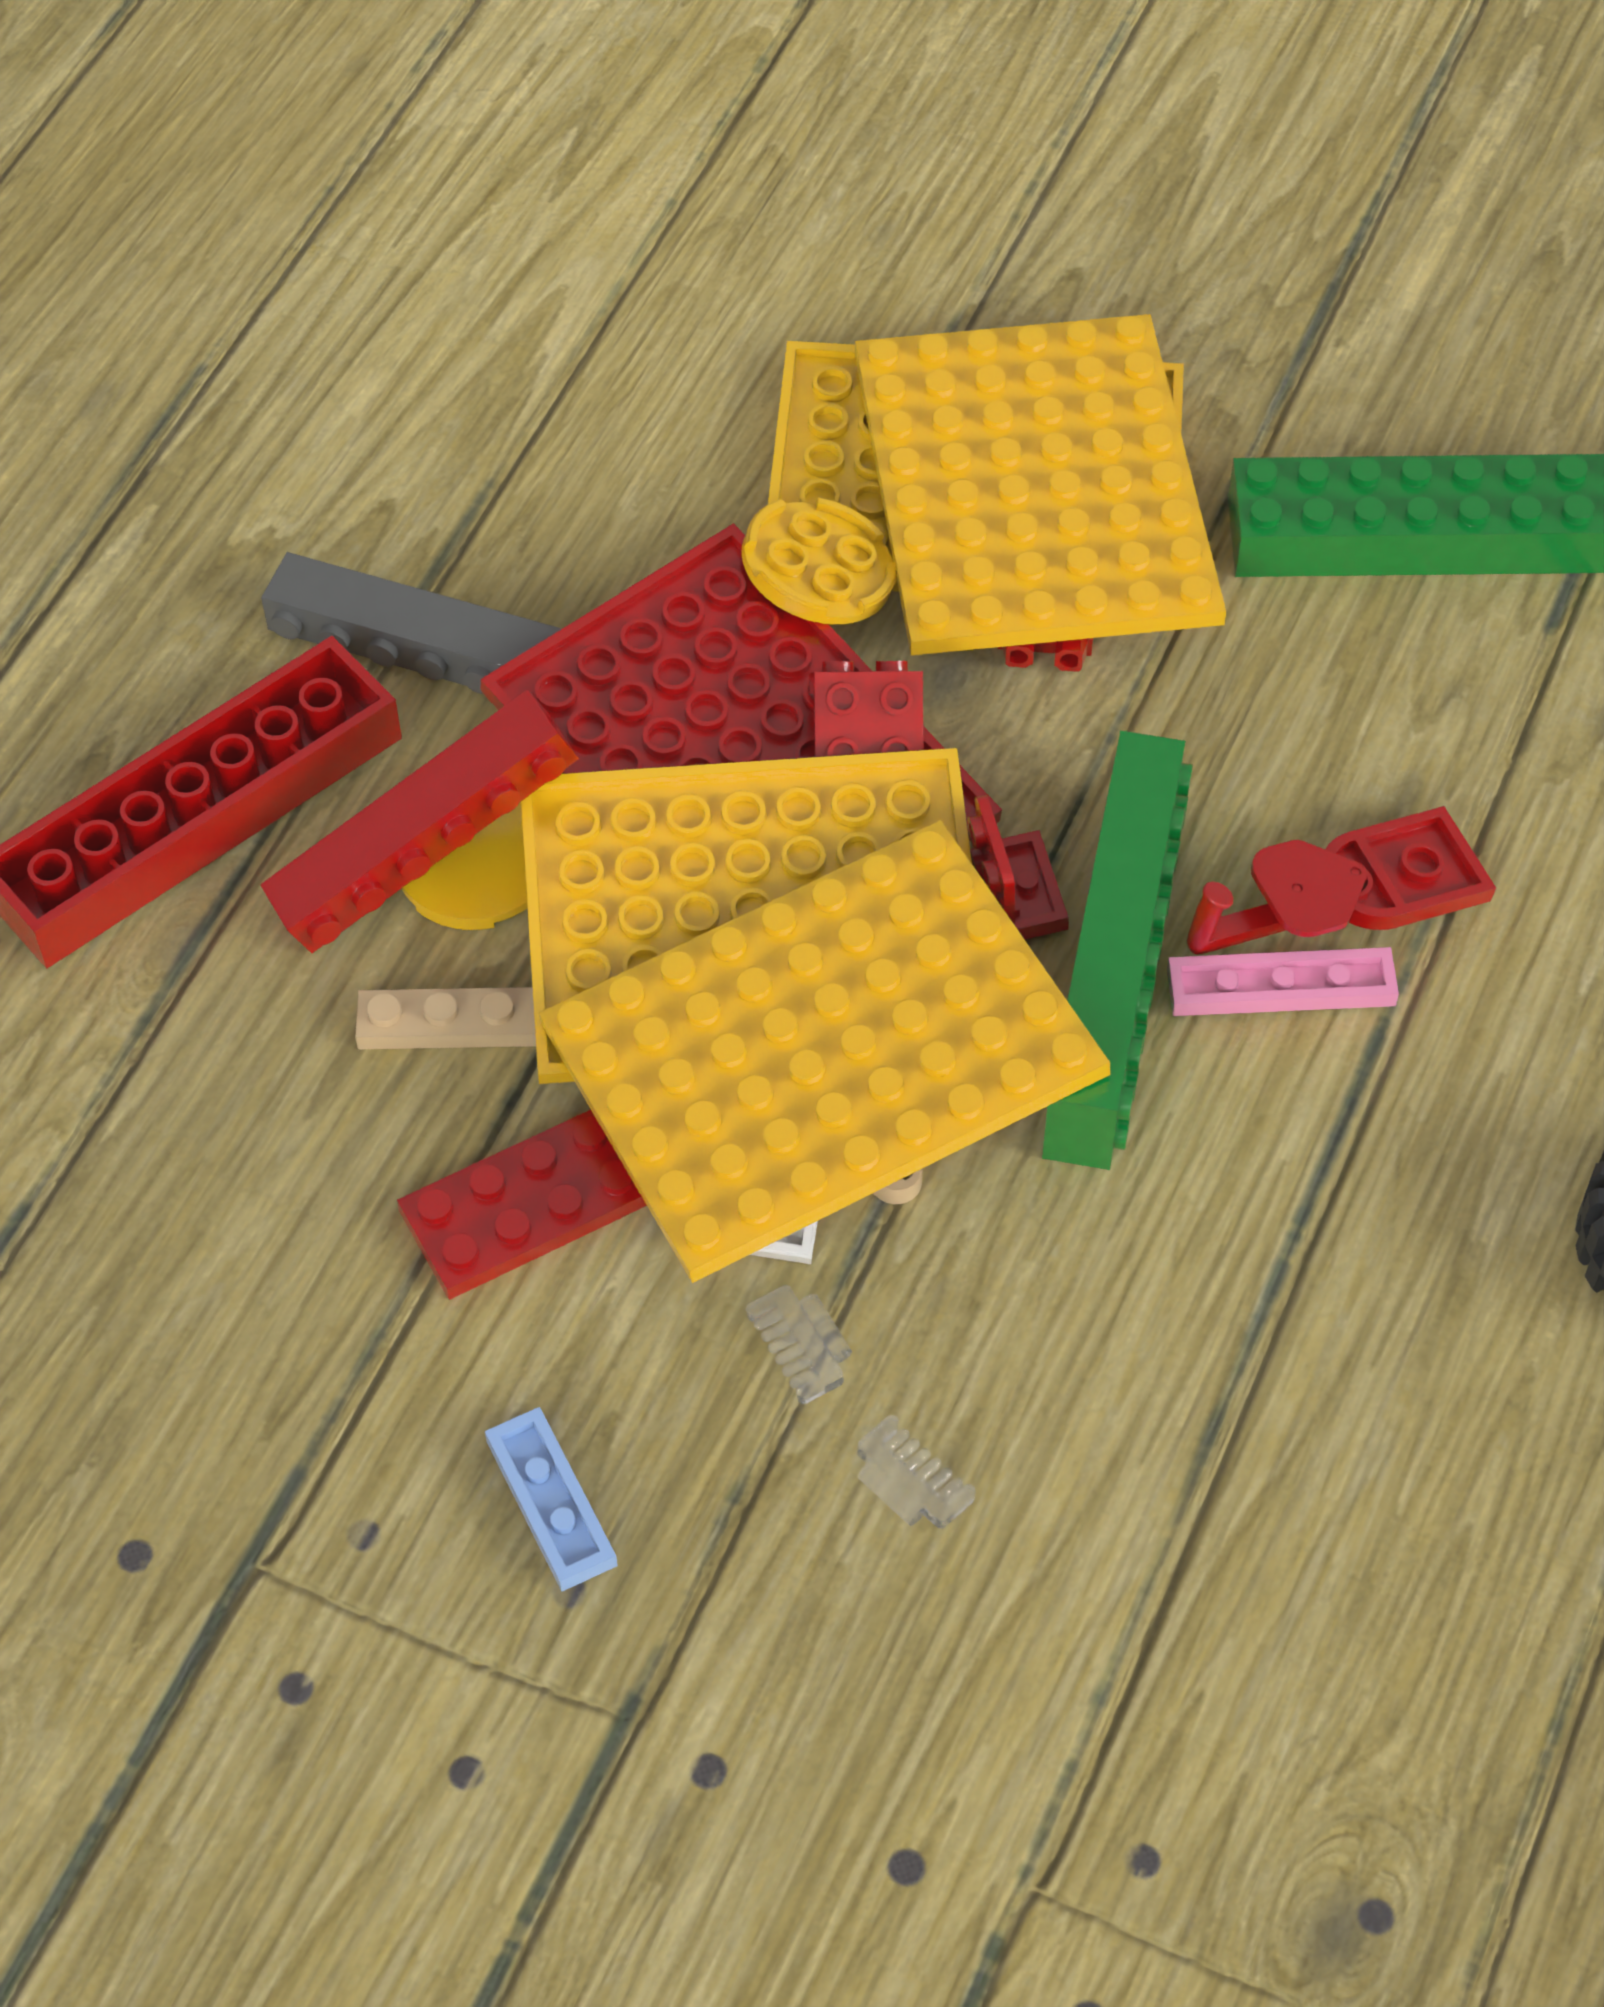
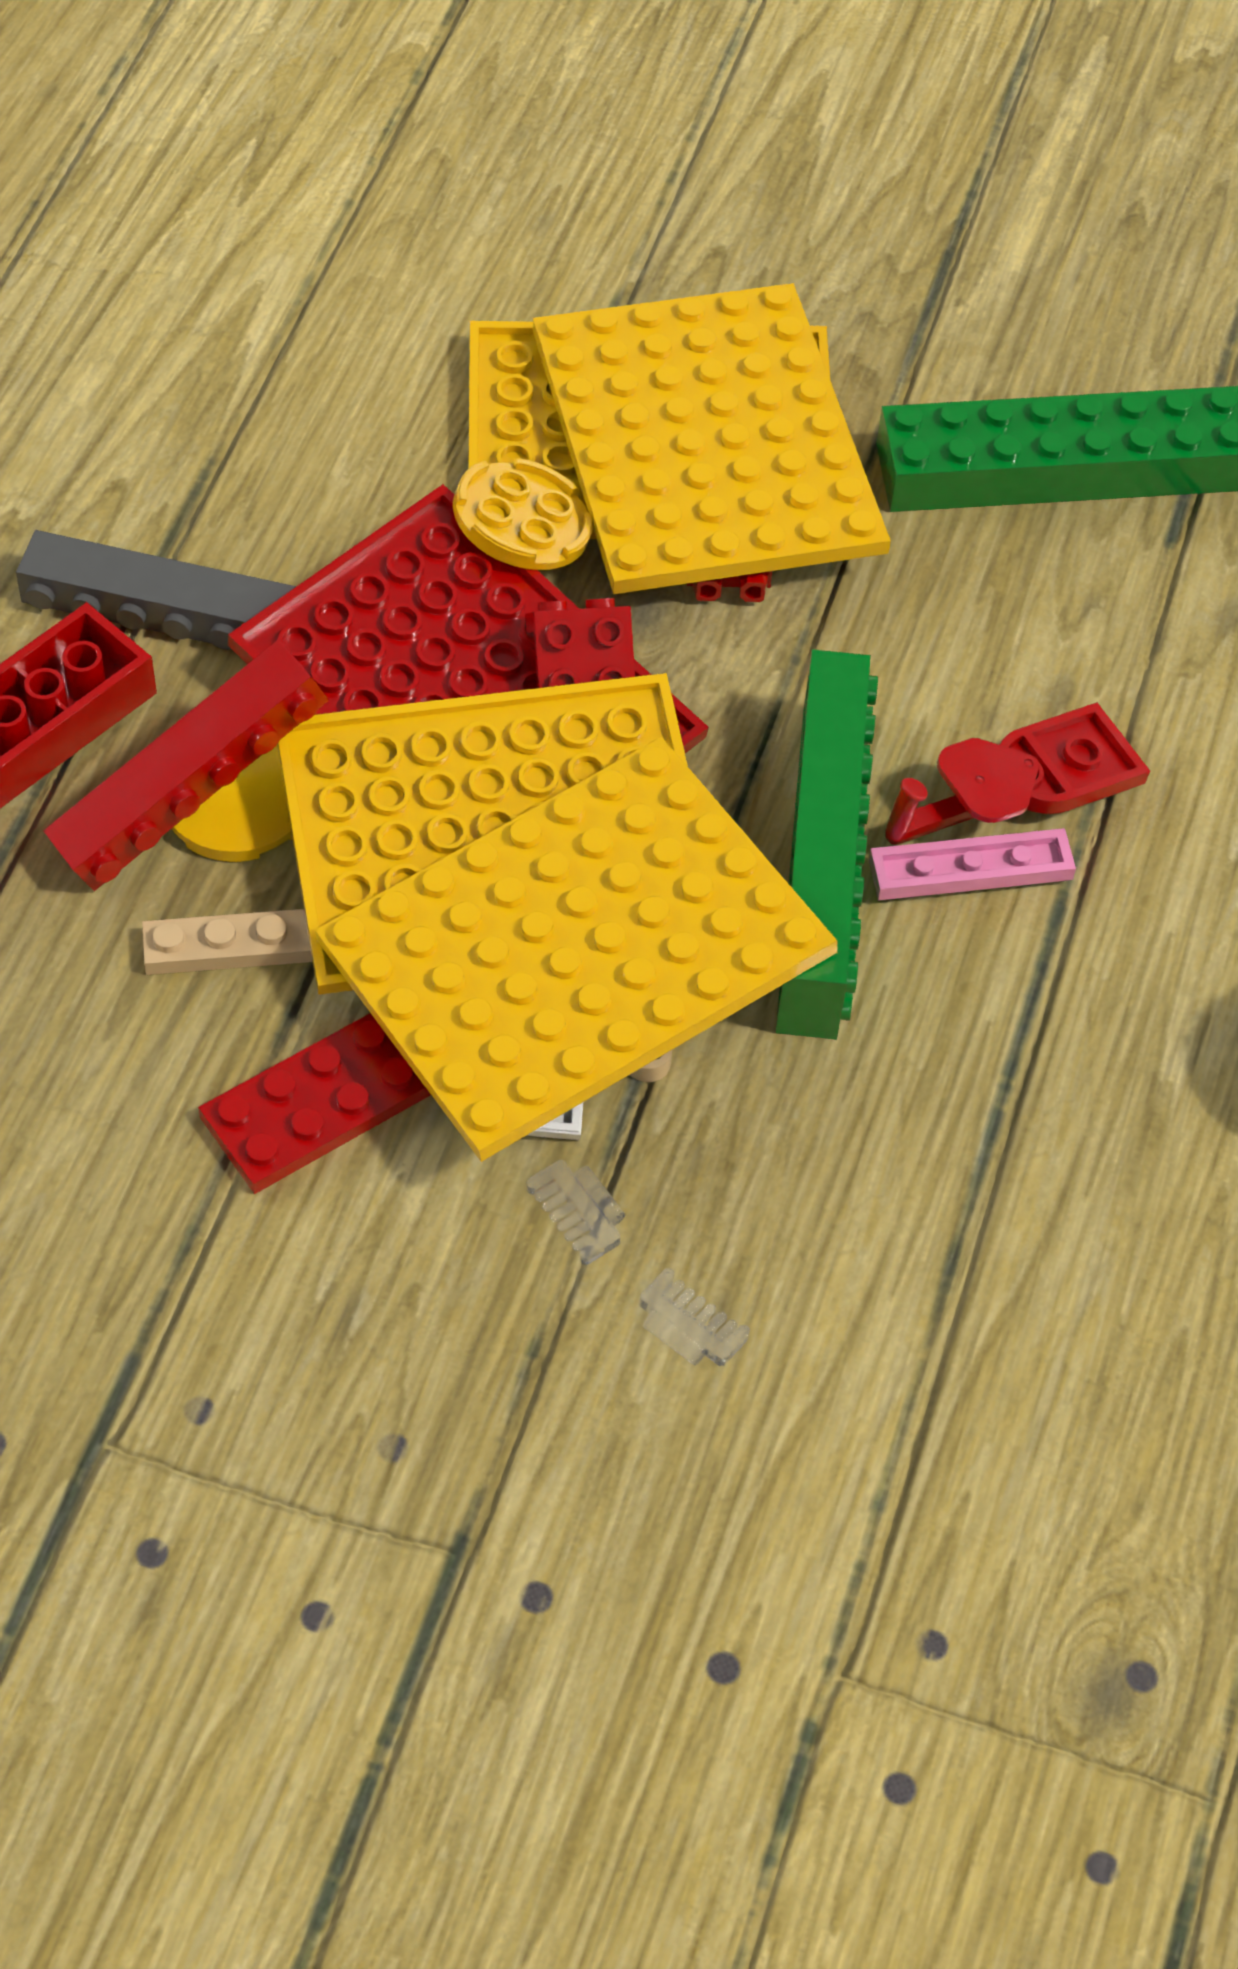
camera: 10 degrees left, 0 degrees up
(551, 1499) = (369, 1365): light blue plate -> none
(1017, 874) = (730, 779): red bracket -> none

